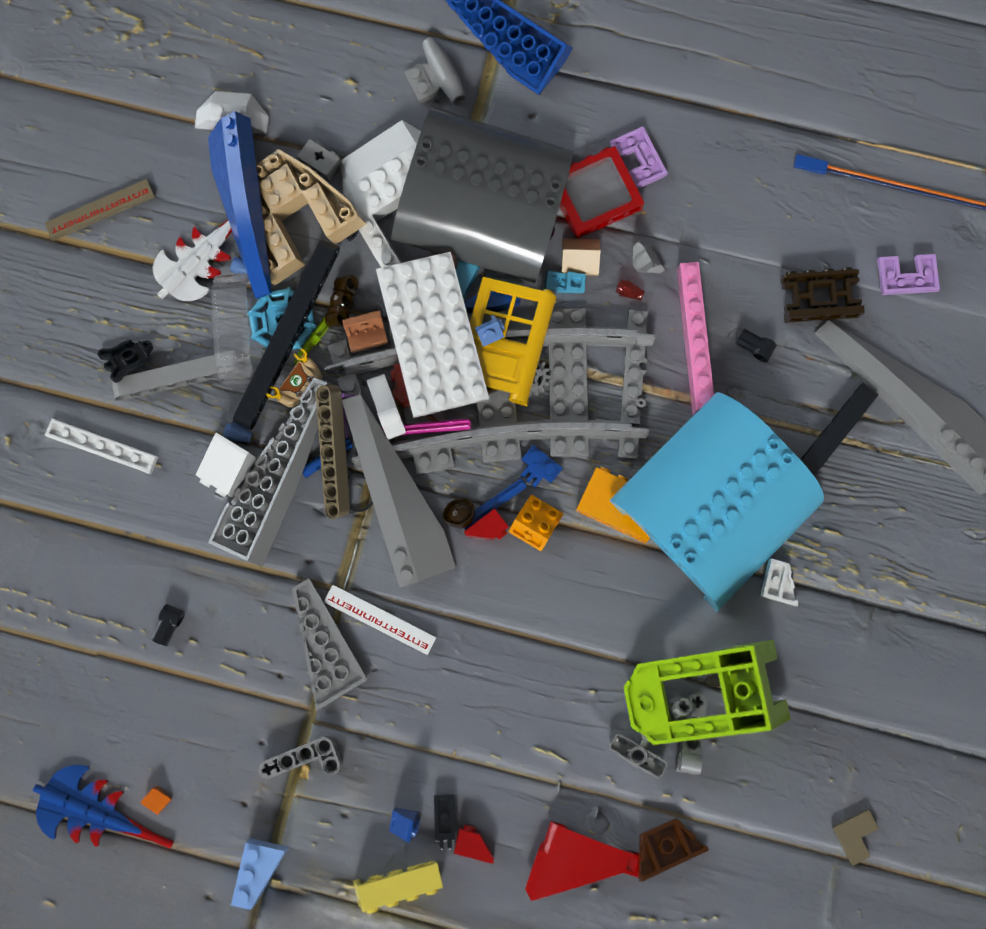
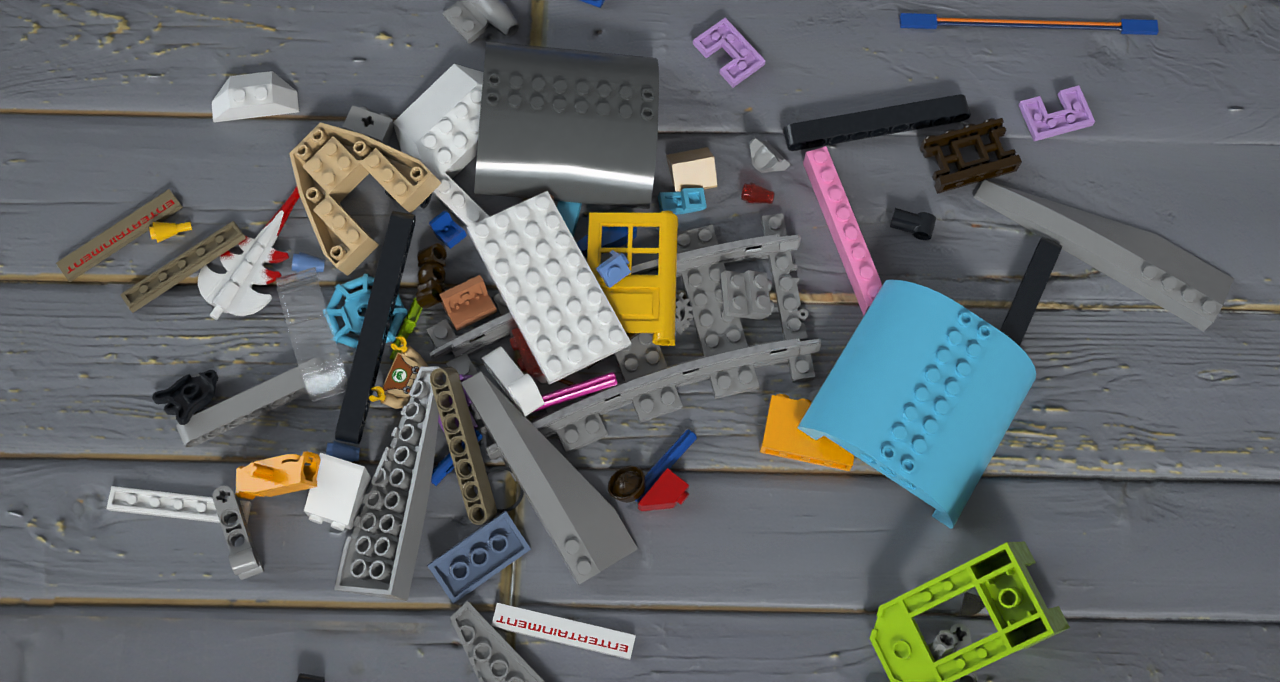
camera: 20 degrees left, 10 degrees down
(135, 214) = (163, 231): none -> yellow cone
(140, 503) = (243, 559): none -> light grey piece
(144, 248) = (182, 266): none -> dark tan tile
(179, 442) = (277, 475): none -> light orange piece
(237, 182) = (279, 169): blue wedge -> none
(326, 544) = (479, 557): none -> sand blue slope
(363, 264) = (447, 230): none -> blue bracket
(535, 522) = (718, 476): light orange bracket -> none
(539, 466) = (706, 411): blue hinge -> none
(597, 376) = (746, 294): none -> light grey plate
(599, 193) = (696, 97): piece -> none
(749, 249) = (876, 122): none -> black beam
(778, 583) = (1011, 479): white wing -> none

